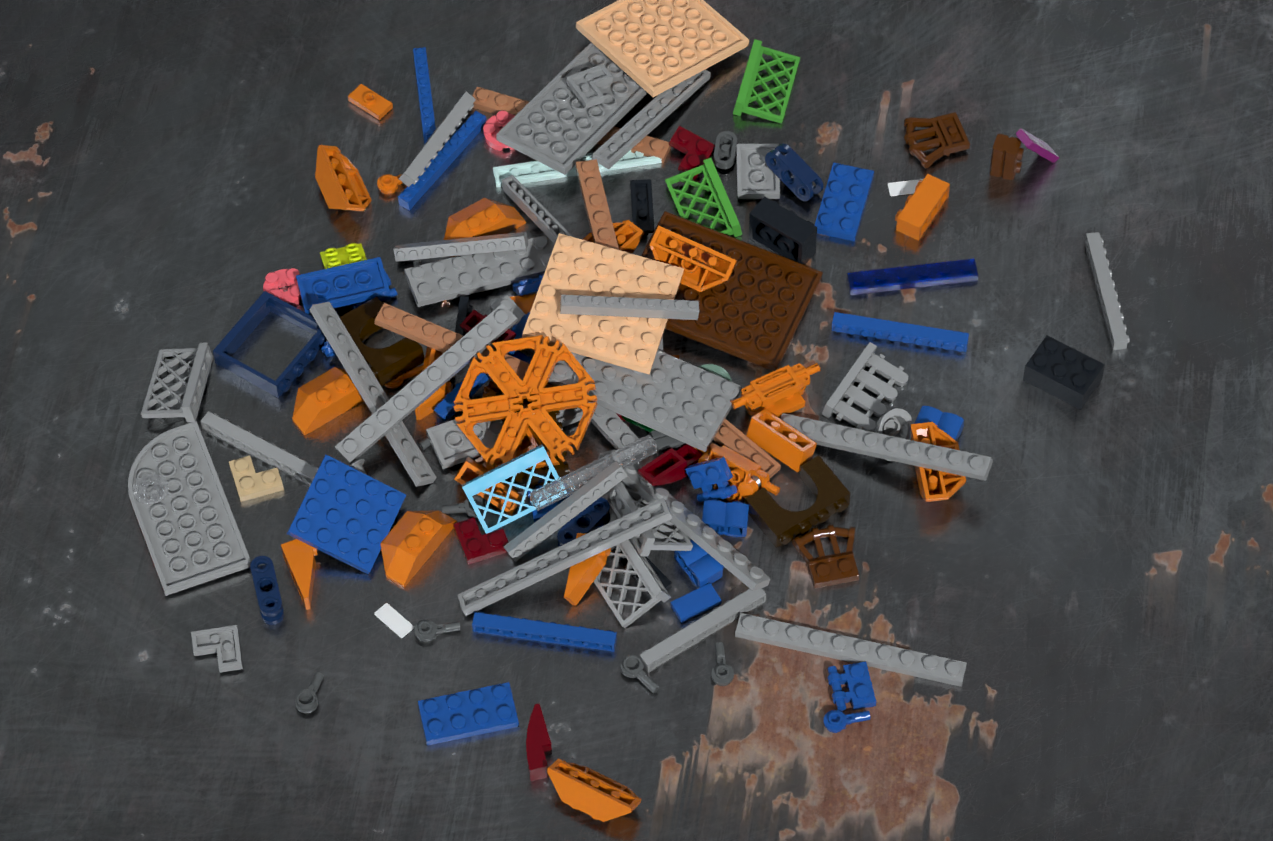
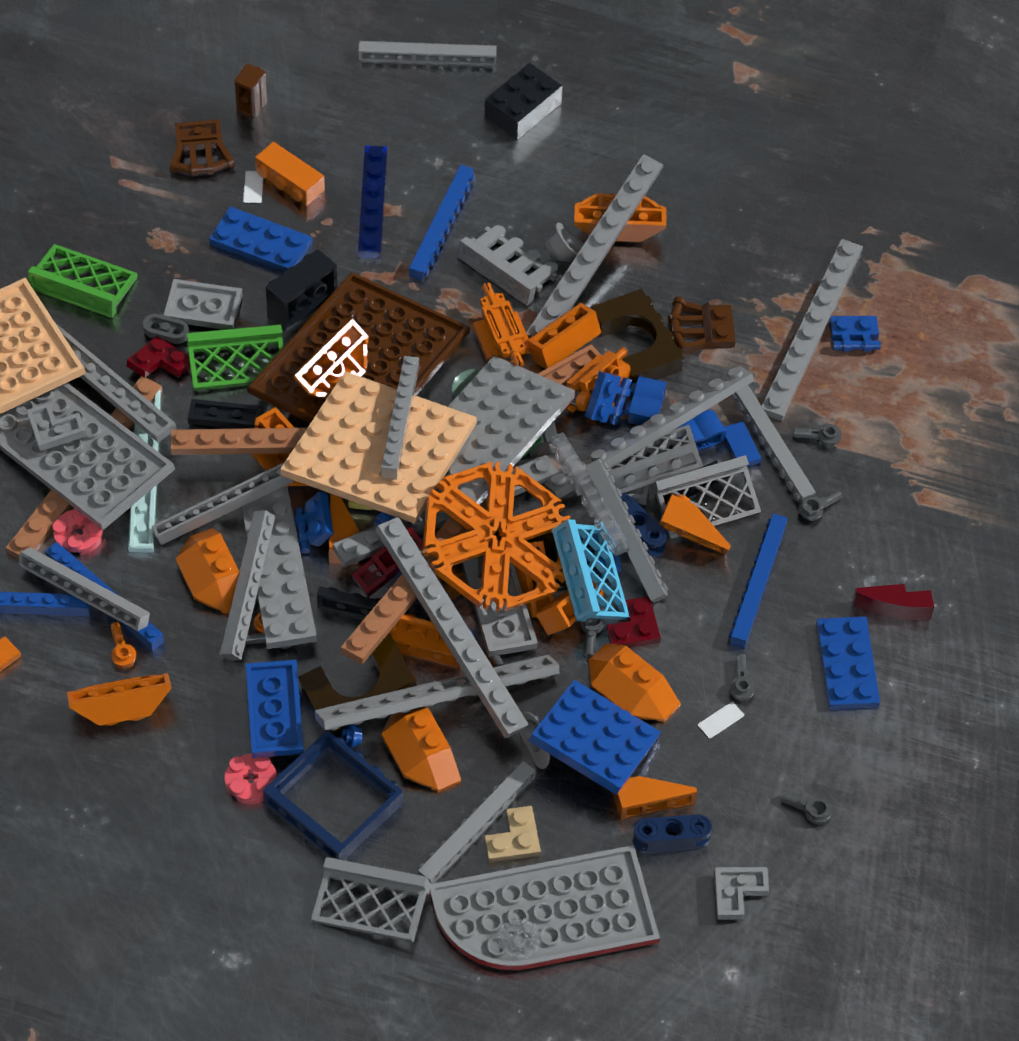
camera: 85 degrees left, 0 degrees up
(341, 256) = (225, 711): neon yellow hinge -> none
(564, 556) = (693, 533): light grey plate -> none
(591, 791) = (962, 554): orange wedge -> none
(670, 466) = (581, 432): dark red slope -> none
(794, 172) = (220, 268): dark blue piece -> none
(836, 720) = (892, 351): blue plate -> none
(947, 422) = (563, 209): blue brick -> none
(1037, 145) = (249, 58): magenta tile -> none

